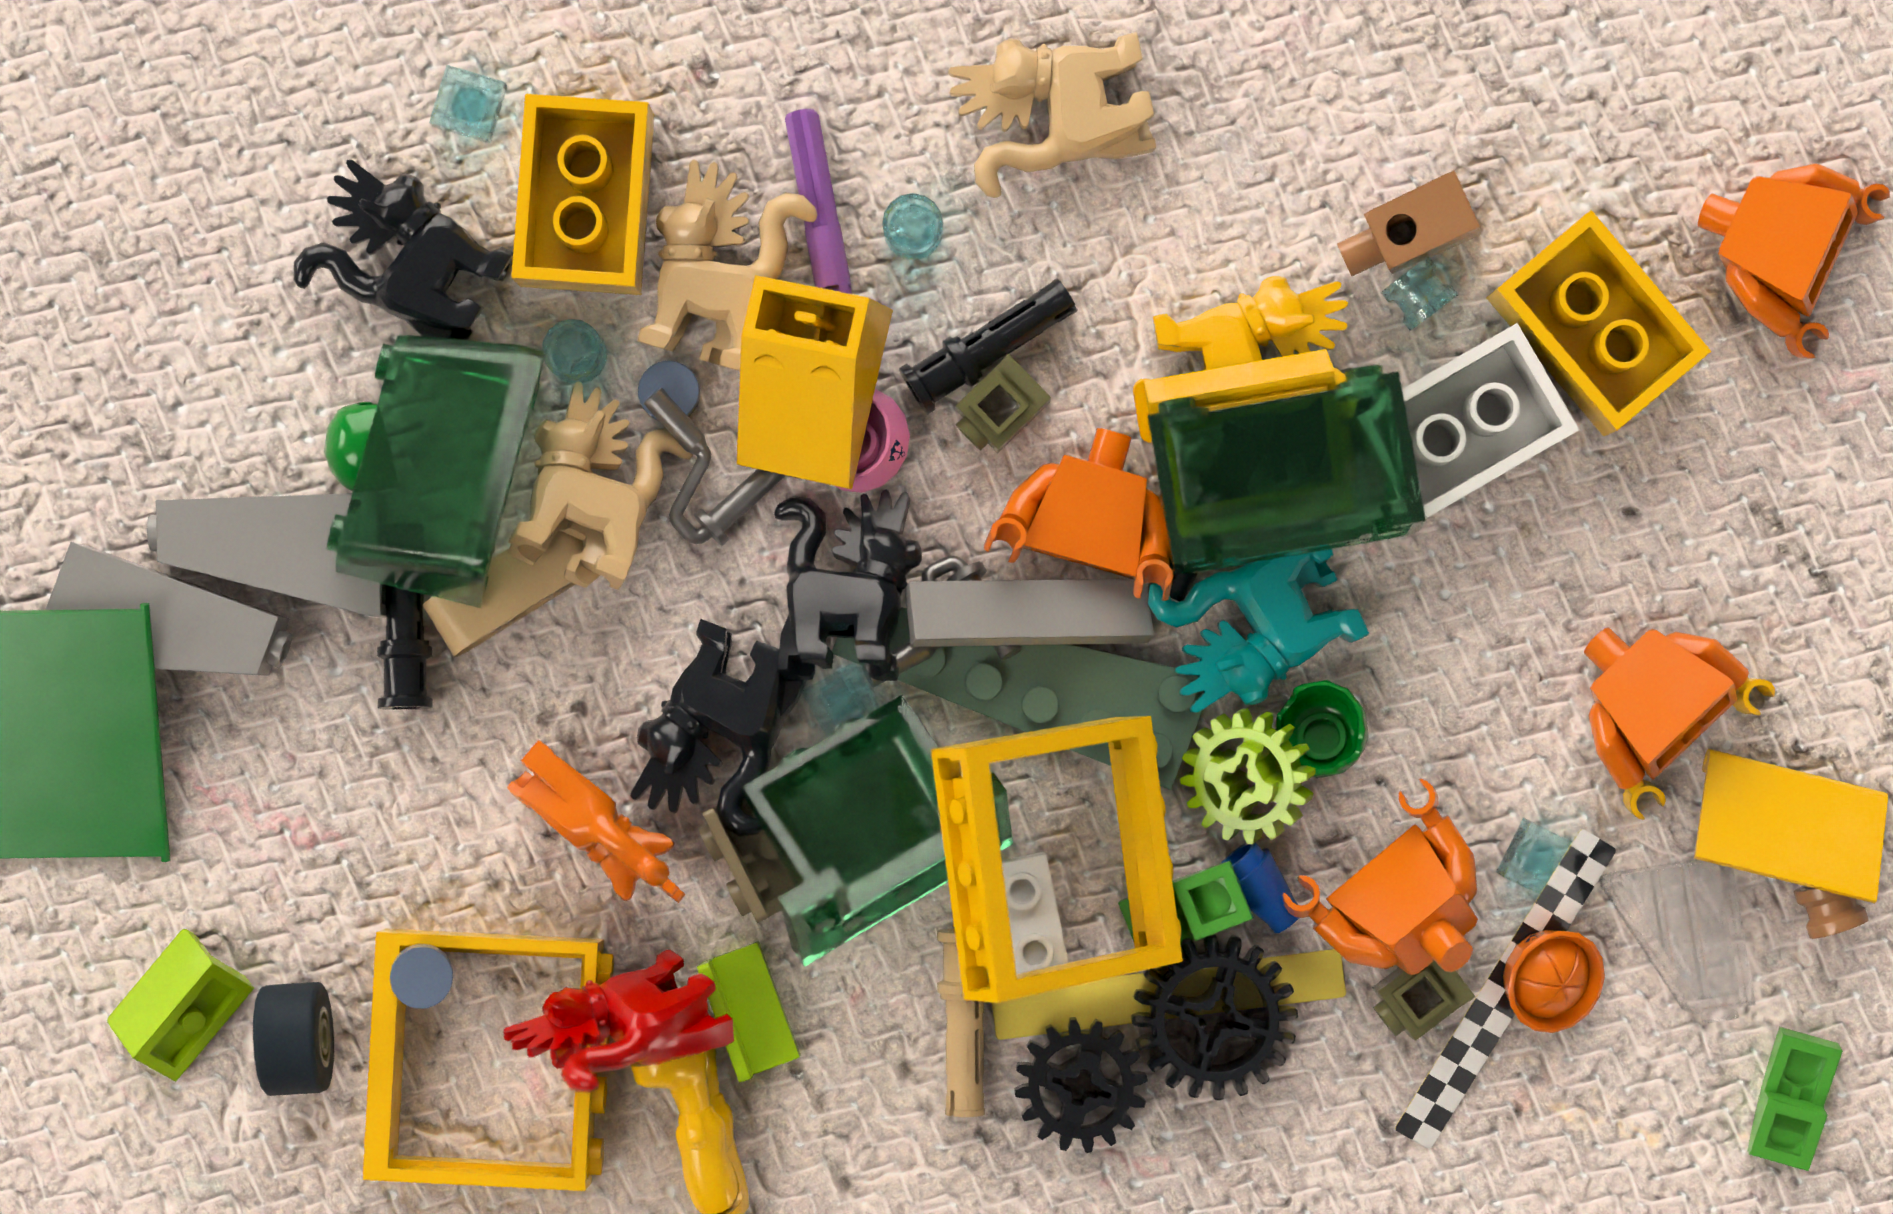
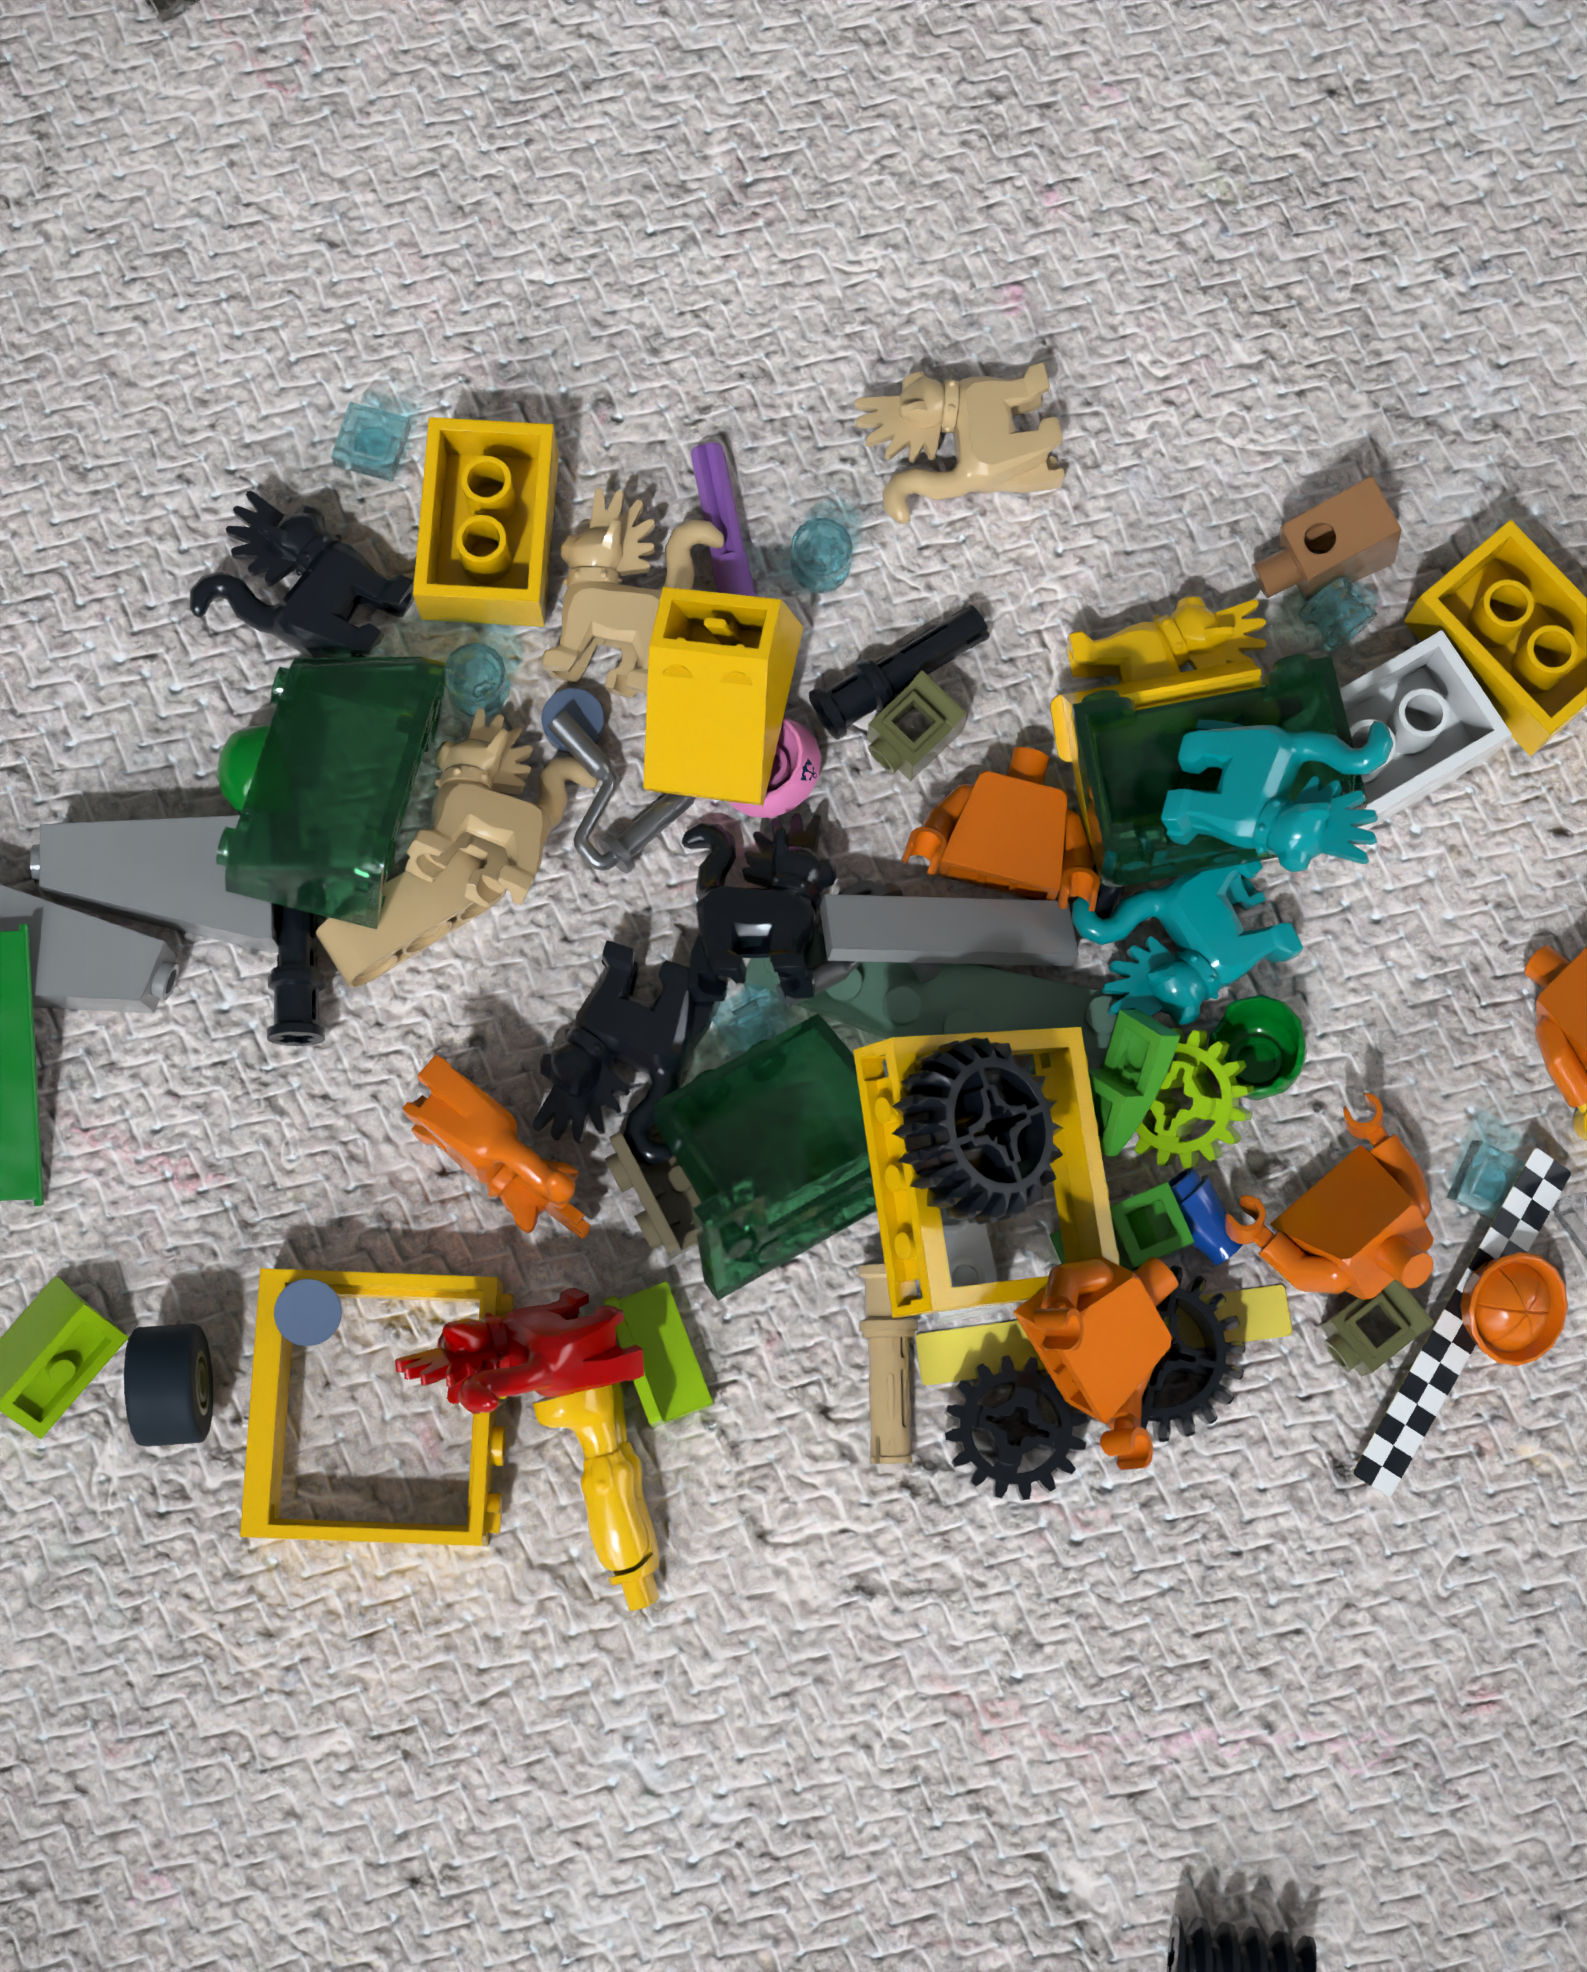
camera: 10 degrees left, 10 degrees down
(1058, 837) = (988, 1171): none -> black gear
(1160, 1021) = (1101, 1342): none -> orange torso
(1196, 761) = (1130, 1076): none -> bright green slope
(1321, 496) = (1254, 789): none -> teal animal

